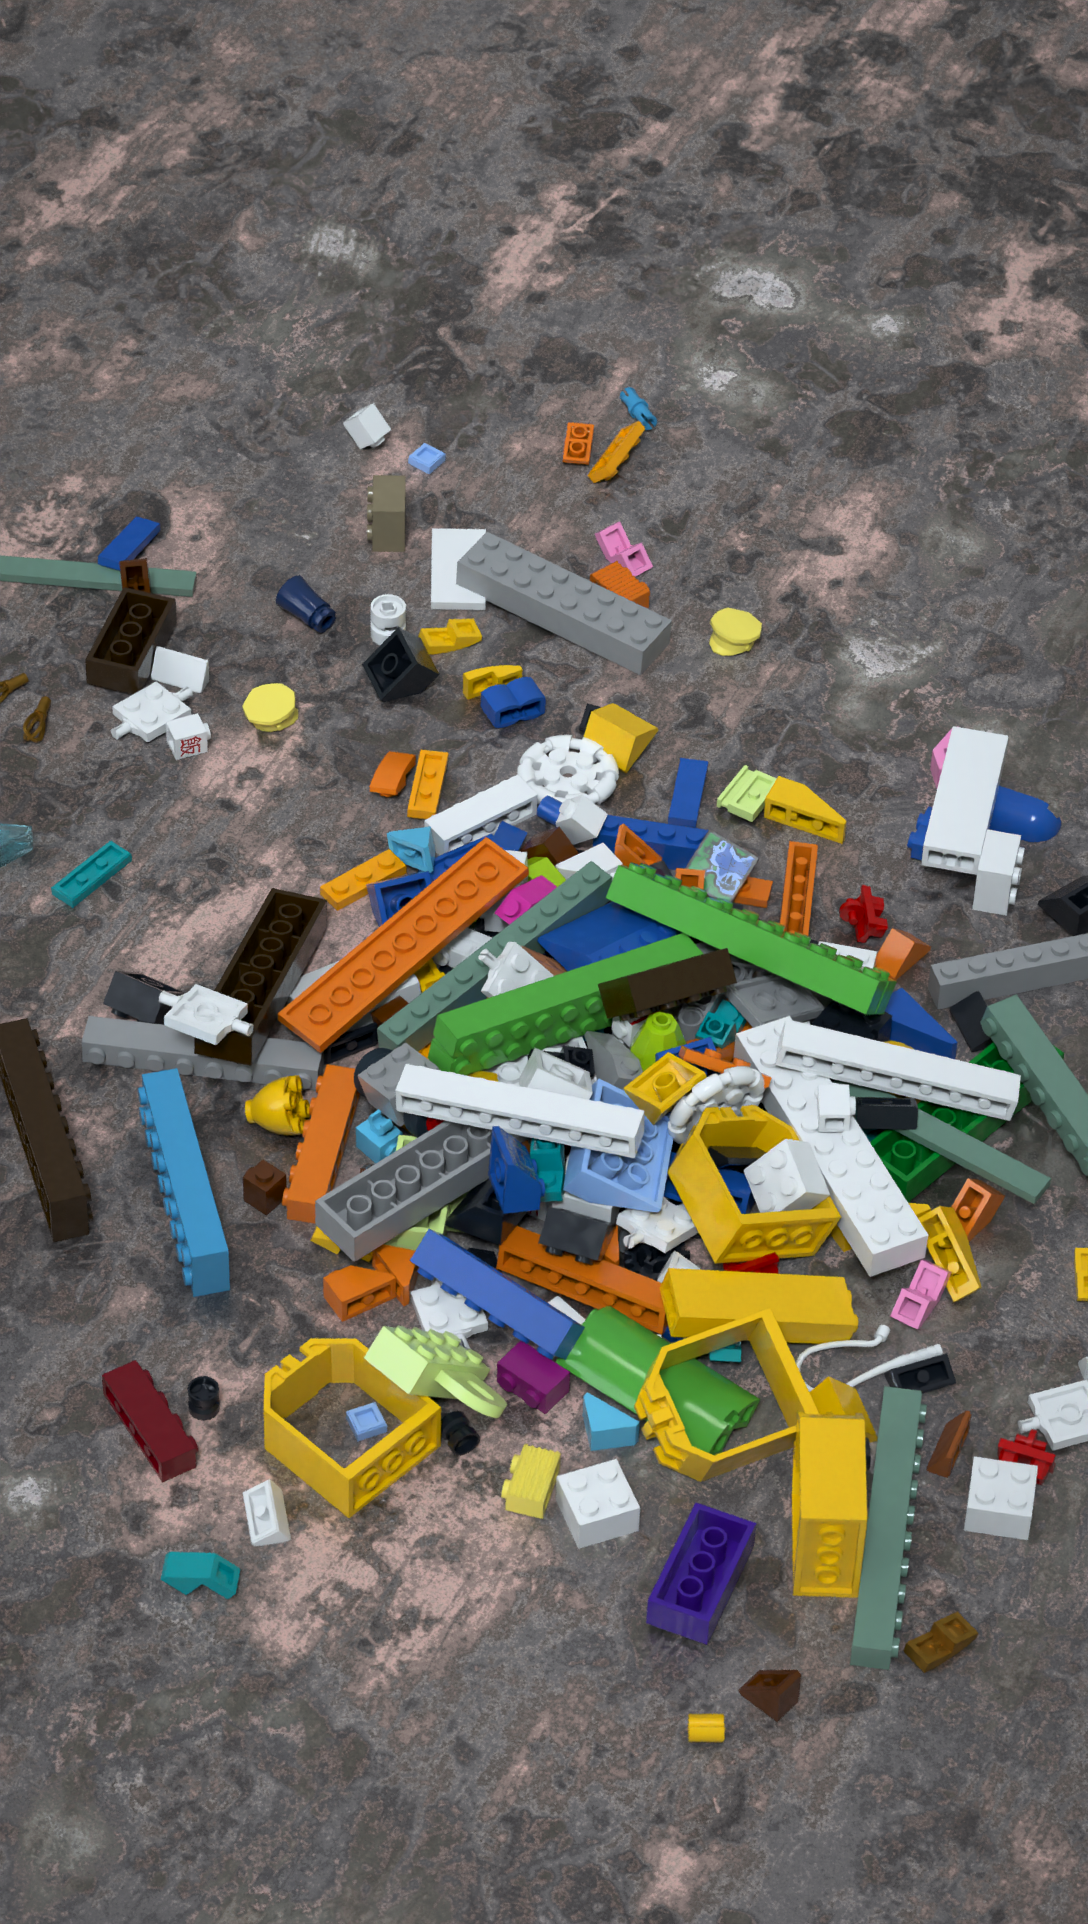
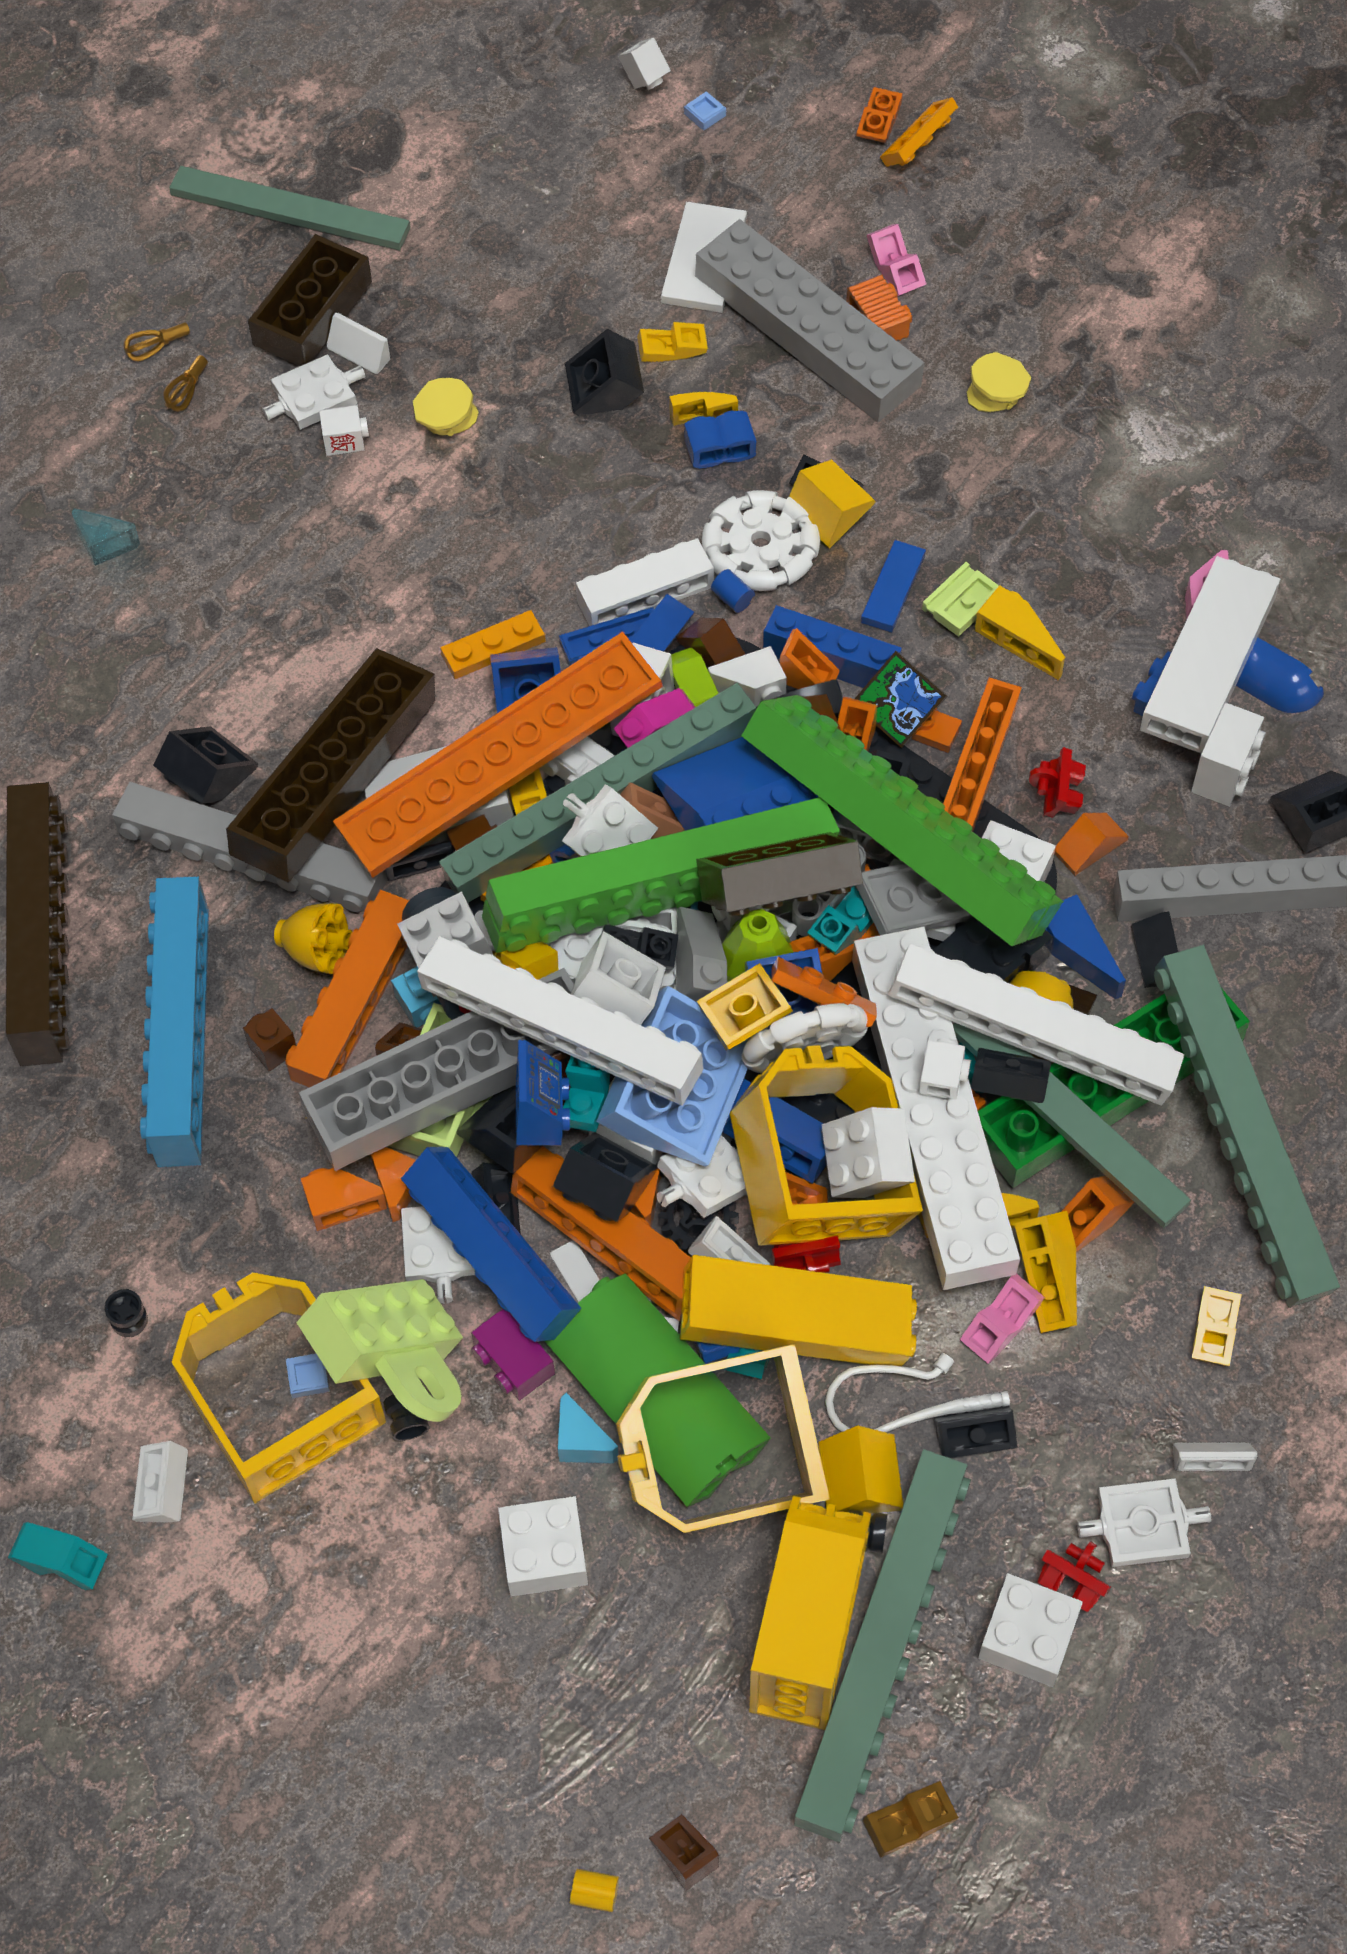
camera: 15 degrees right, 15 degrees up
(91, 874) = (192, 590): teal tile -> none
(129, 542) = (344, 175): blue tile -> none
(135, 574) = (335, 222): reddish brown slope -> none
(149, 1420) = (56, 1332): dark red brick -> none
(205, 1014) = (238, 819): white plate -> none
(304, 603) = (517, 279): dark blue plant -> none
(387, 513) = (637, 178): dark tan brick -> none
(387, 615) = (603, 310): white wheel -> none
(391, 773) = (558, 512): orange slope -> none
(414, 847) = (558, 615): medium azure slope -> none
(427, 784) = (596, 532): light orange plate -> none
(531, 1481) = (474, 1499): light yellow brick -> none
(580, 819) = (750, 612): white slope -> none
(638, 408) = (958, 79): dark azure pin -> none
(701, 1573) = (639, 1672): dark purple brick -> none
(734, 1157) = (819, 1103): slope -> none
(950, 1445) = (987, 1538): dark orange slope -> none

